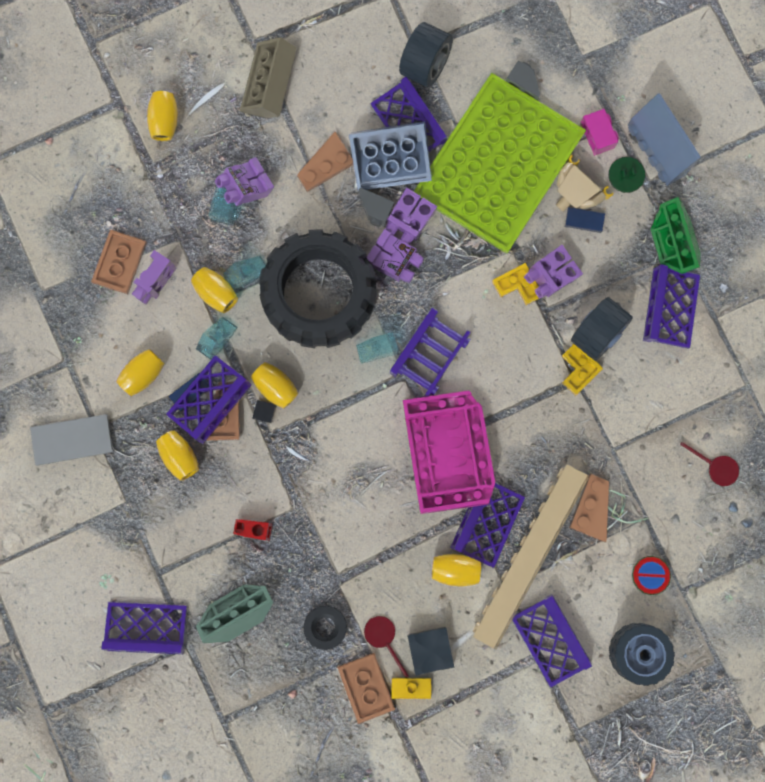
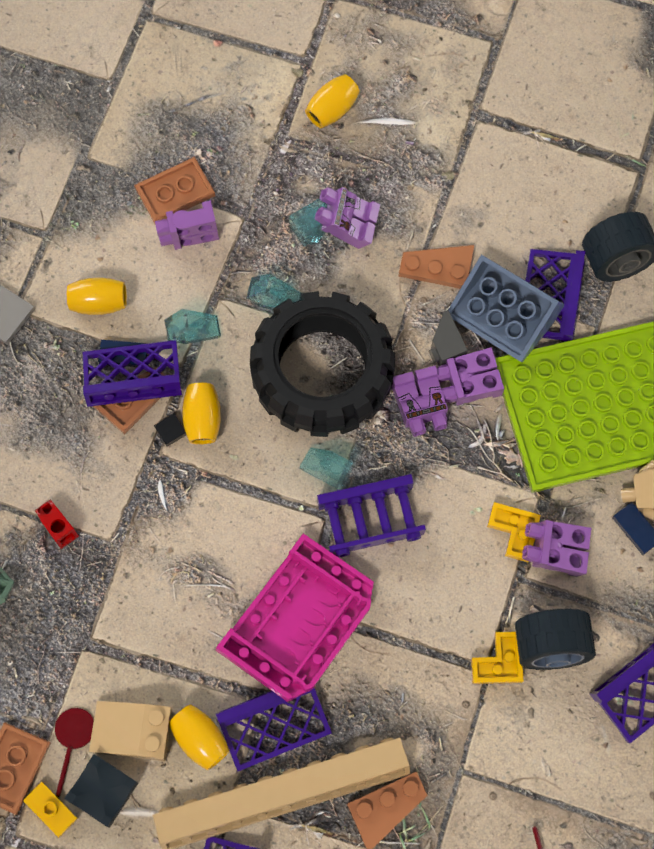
camera: 45 degrees right, 10 degrees down
(177, 455) = (56, 396): yellow piece -> none
(214, 290) = (231, 284): yellow piece -> none
(268, 78) = (458, 150): dark tan slope -> none
(310, 627) = (12, 666): black tyre -> none
(413, 603) = (131, 730): none -> tan slope

